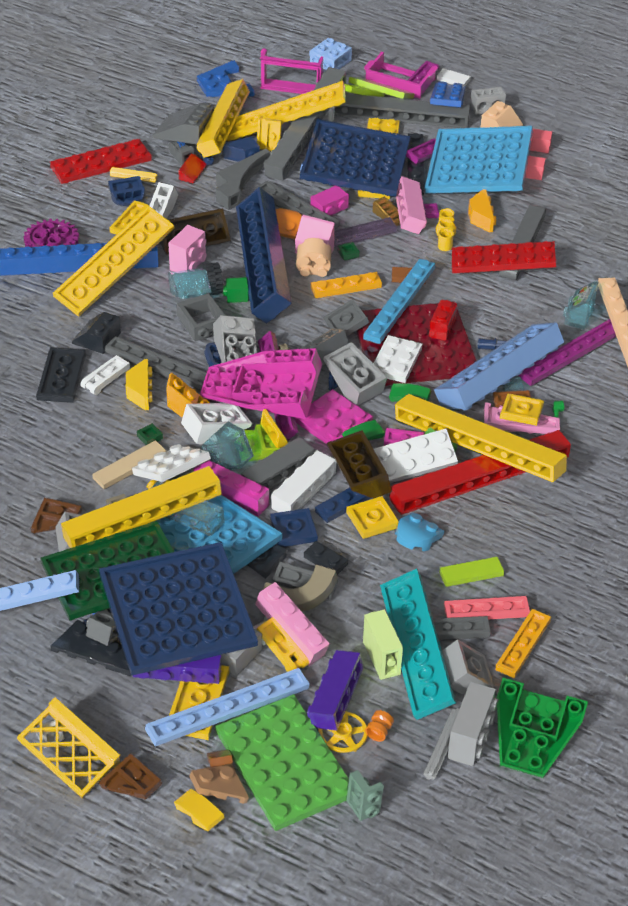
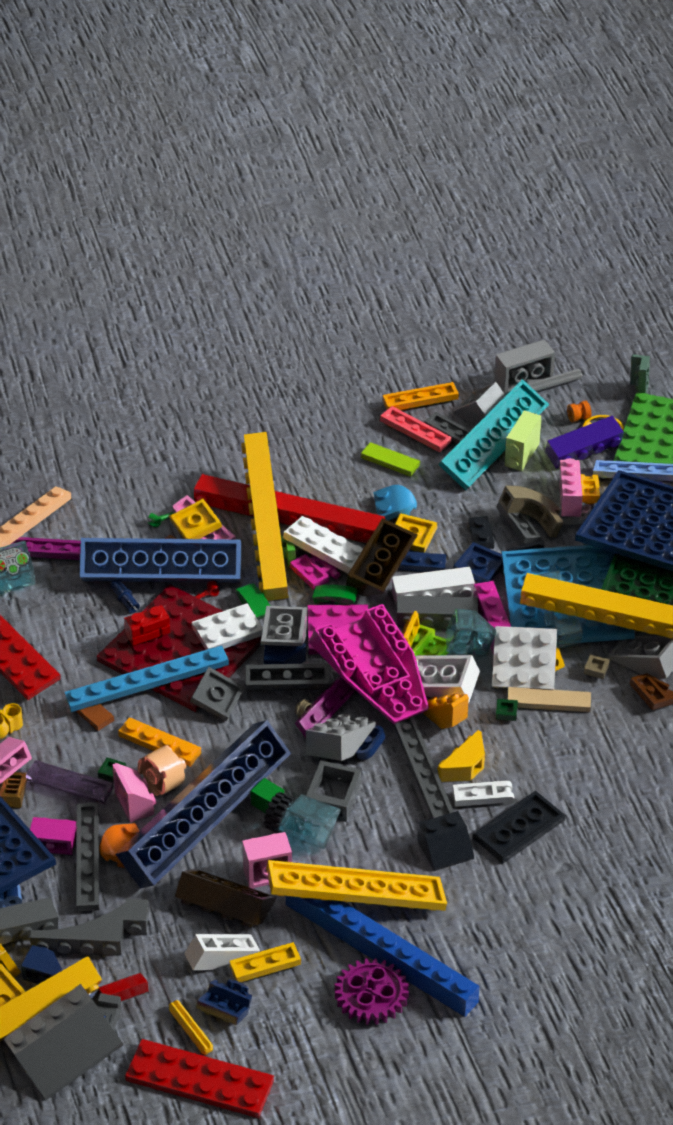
camera: 135 degrees left, 0 degrees up
(534, 727) = (472, 349): green wedge -> none

